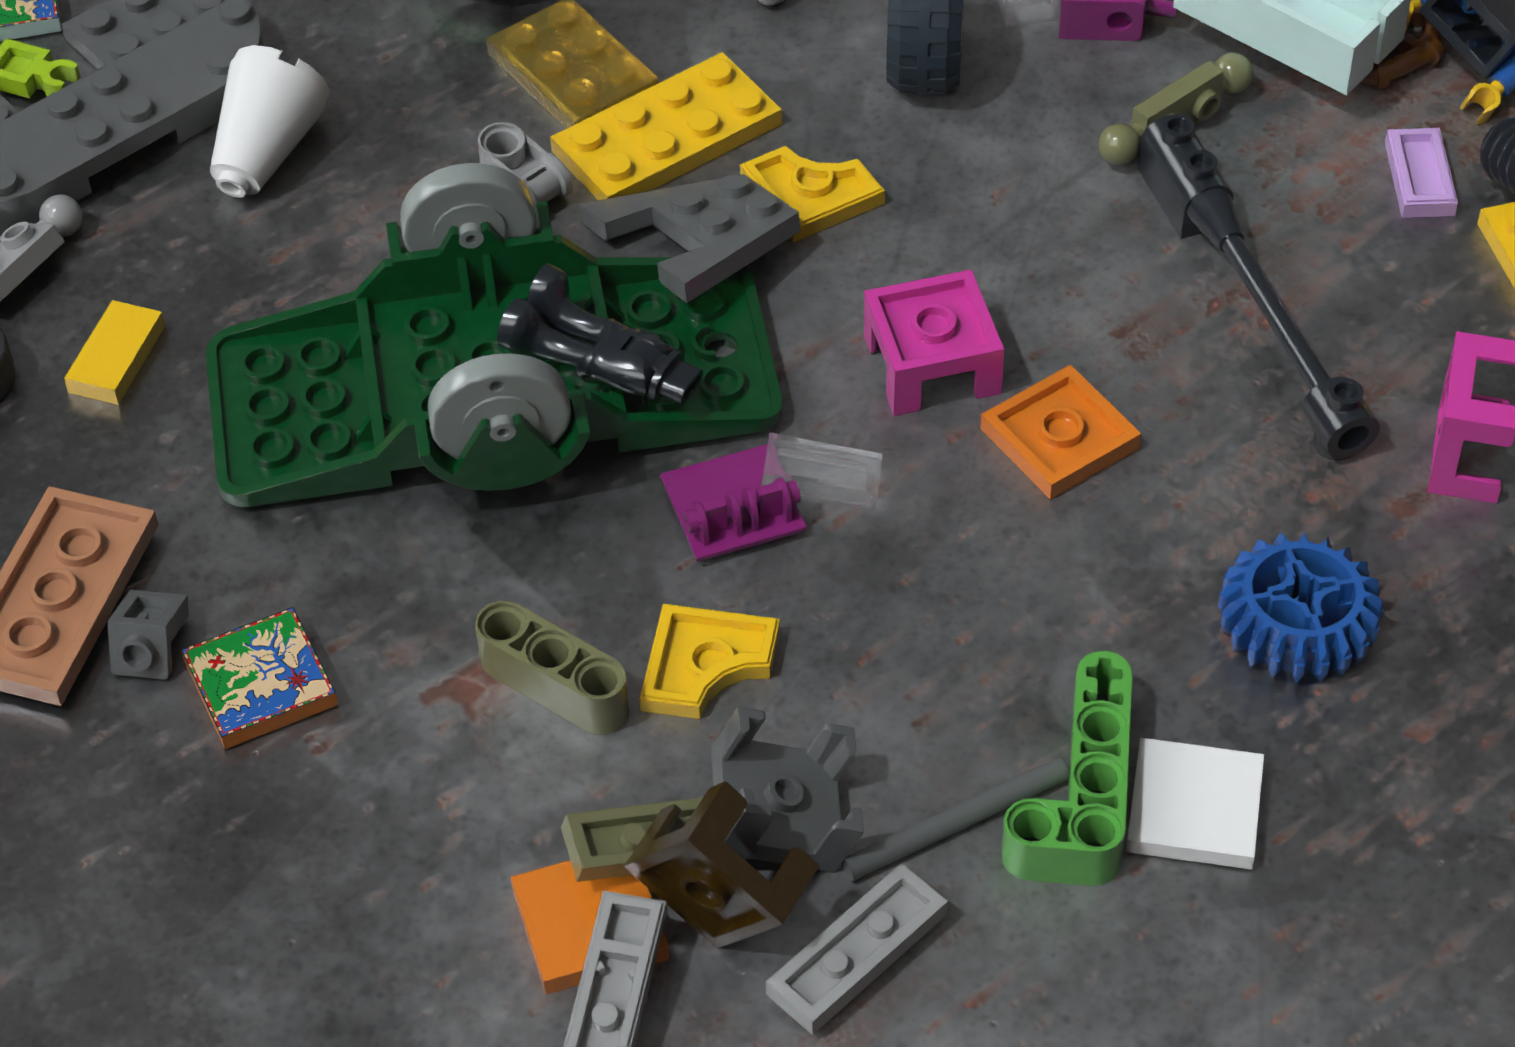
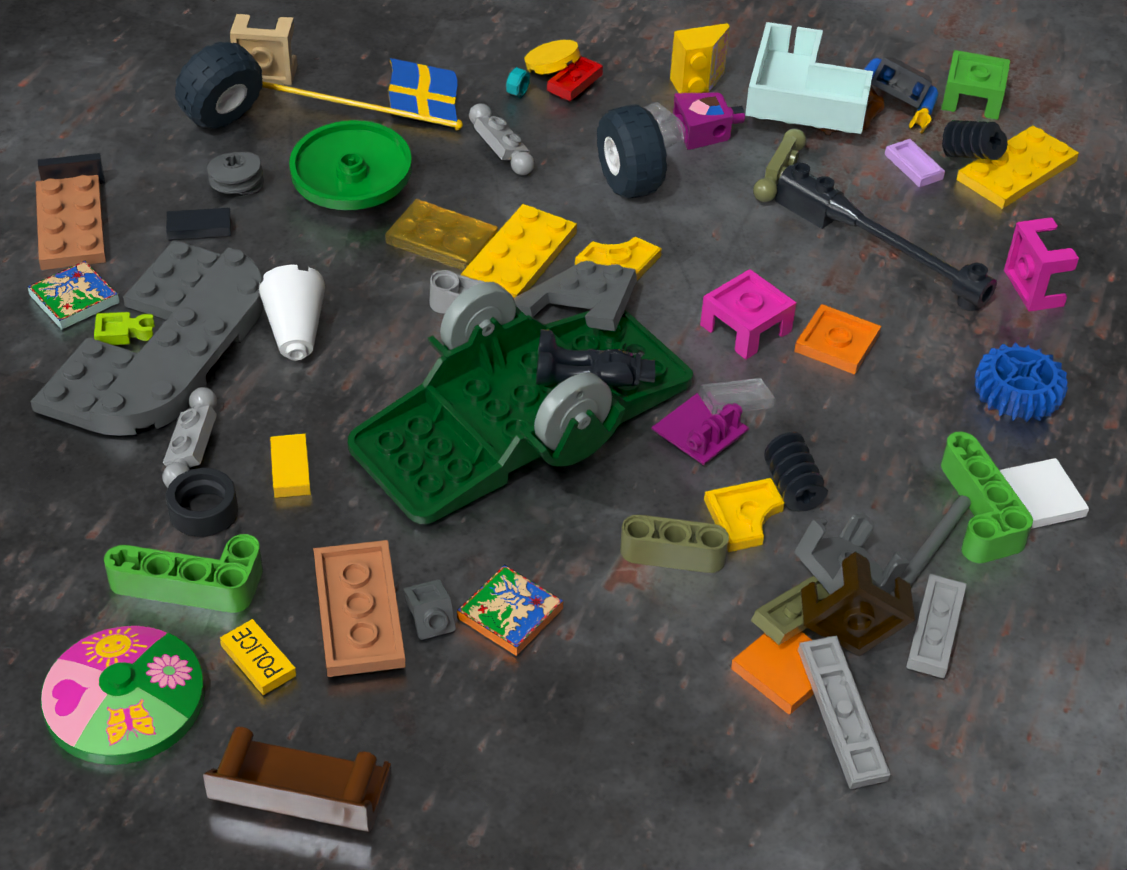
camera: 30 degrees left, 5 degrees down
(814, 622) = (795, 472): none -> black piece

